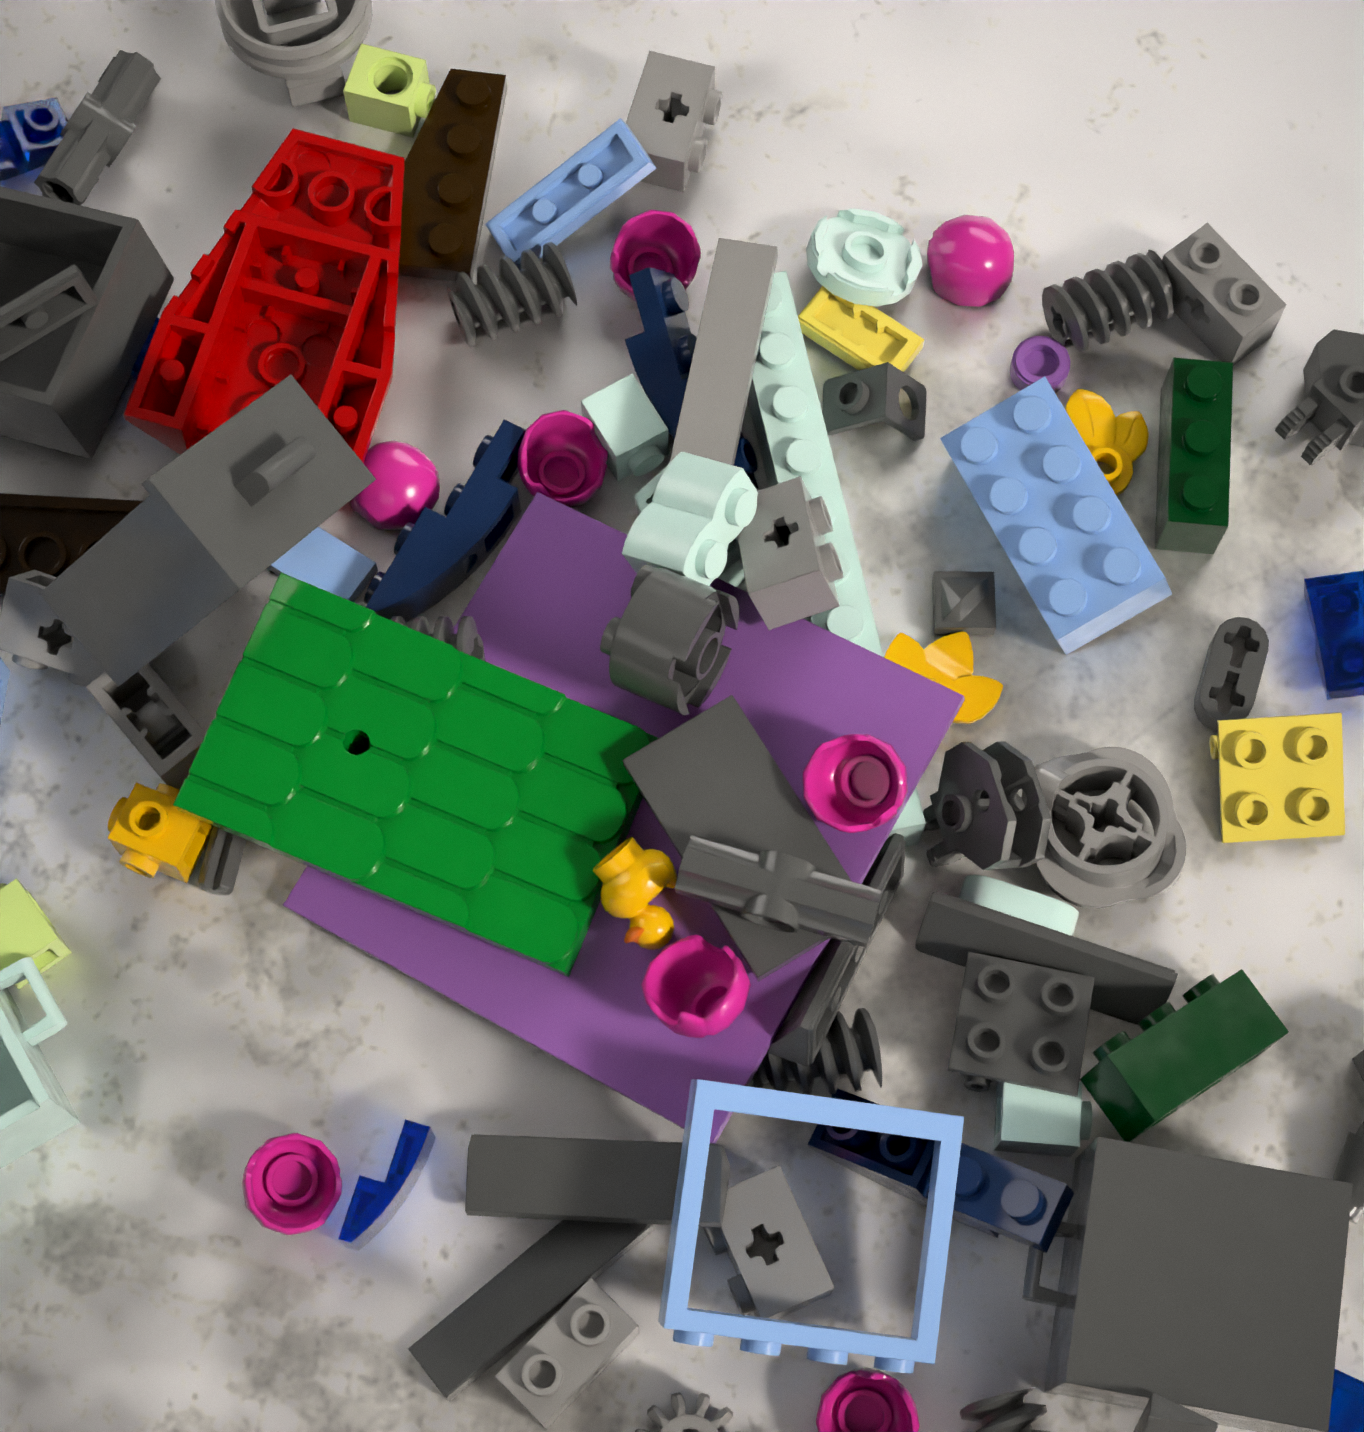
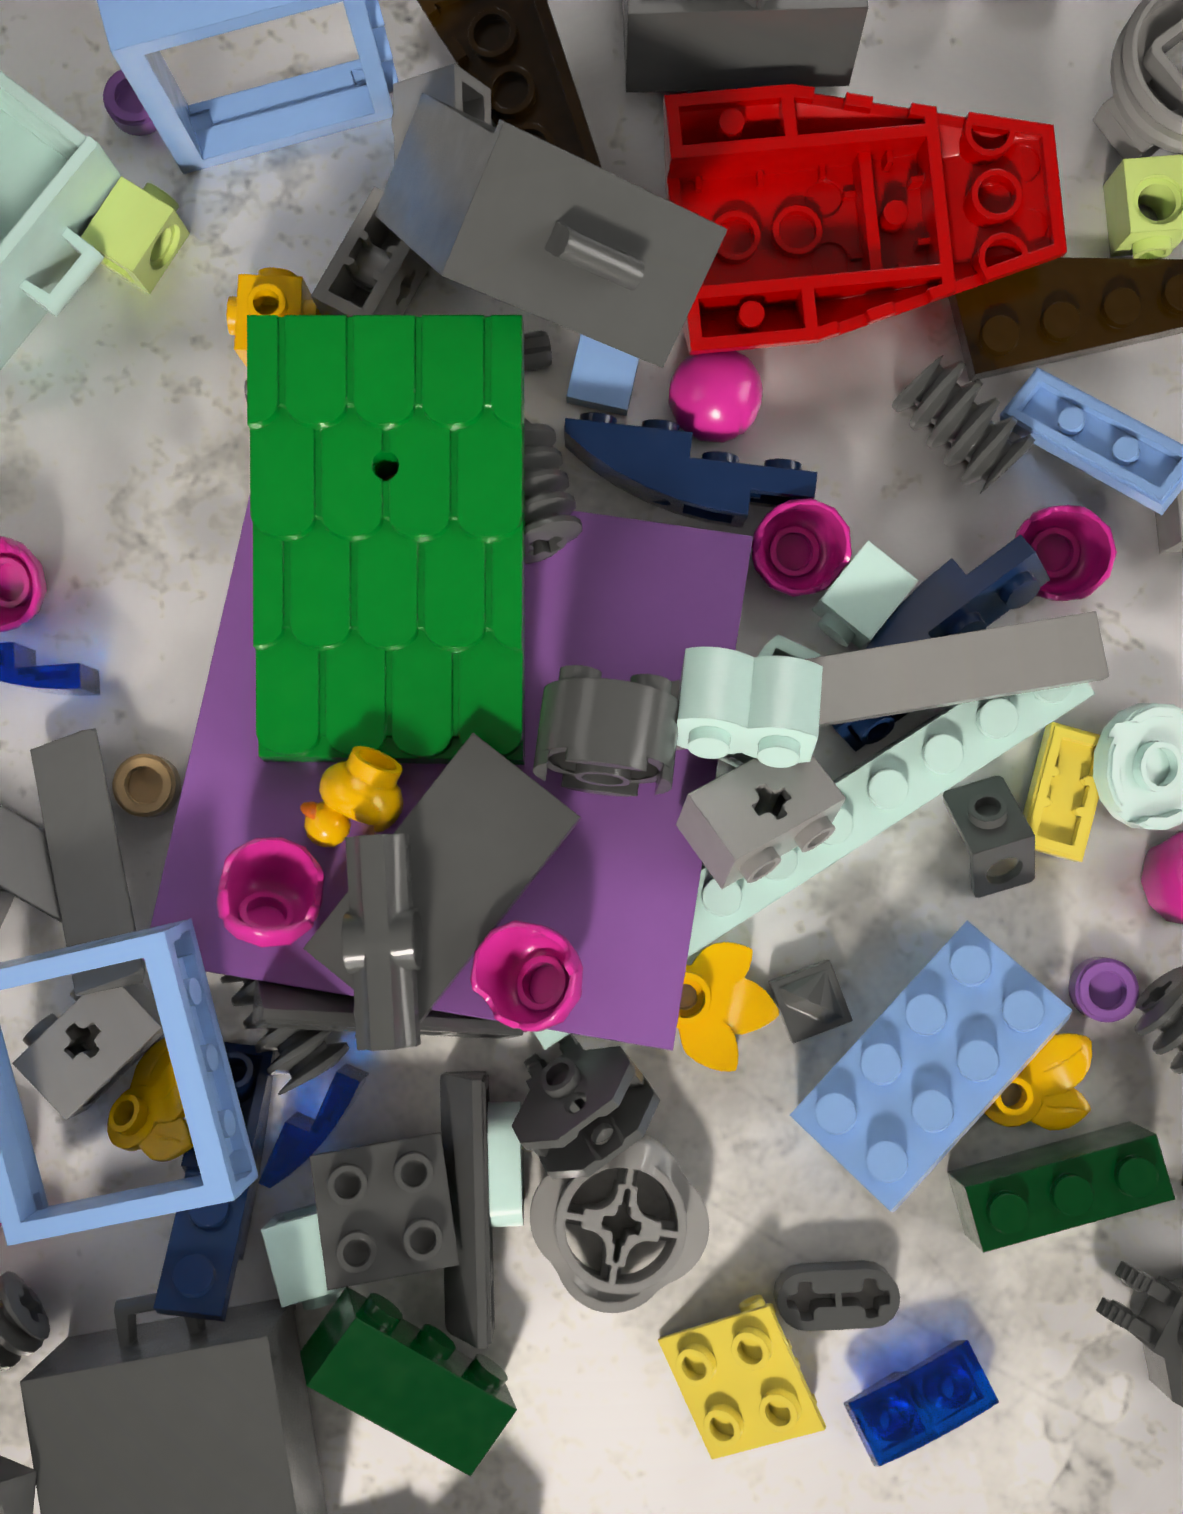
camera: 70 degrees right, 15 degrees up
(542, 1113) = (146, 785): none -> tan tile
(848, 1195) = (151, 1110): none -> yellow plate
(933, 1084) = (304, 1135): none -> clear blue slope

